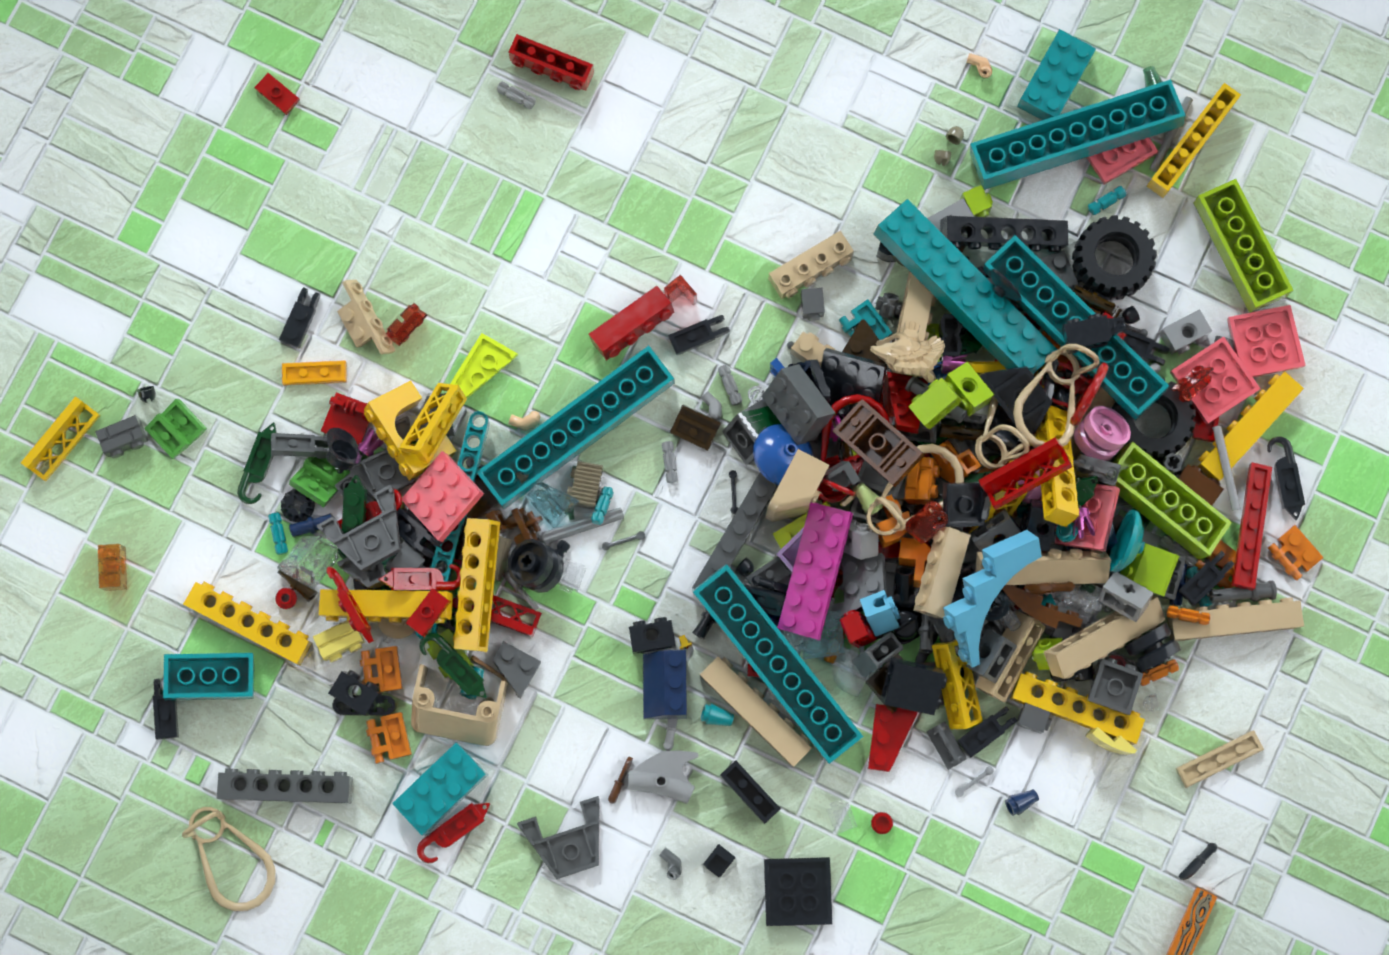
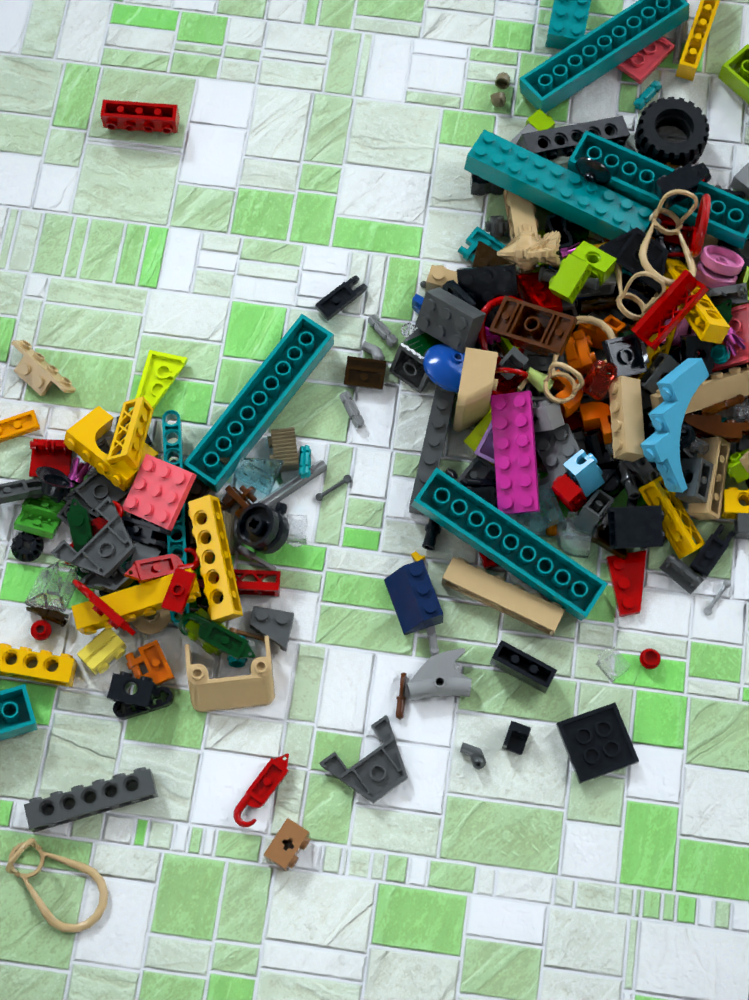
camera: 20 degrees left, 10 degrees down
(278, 533) = (16, 576): teal axle -> none
(307, 526) = (41, 561): dark blue pin -> none
(395, 736) = (180, 719): orange plate -> none
(413, 318) = (76, 370): clear red hinge -> none
(440, 789) = (238, 754): teal brick -> none
(447, 896) = (288, 832): none -> medium nougat brick
(516, 95) = (117, 152): light grey axle -> none
(527, 422) = (213, 414): light nougat arm -> none
(631, 323) = (279, 303): red brick -> none
(664, 640) = (381, 569): black brick -> none
(677, 288) = (313, 261): clear red panel -> none
(715, 715) = (467, 611): teal cone -> none
(733, 474) = (410, 404): black hinge -> none
(810, 265) = (418, 214): tan brick -> none
(812, 303) = (431, 243): dark grey brick -> none
(982, 64) = (503, 20): light nougat arm -> none

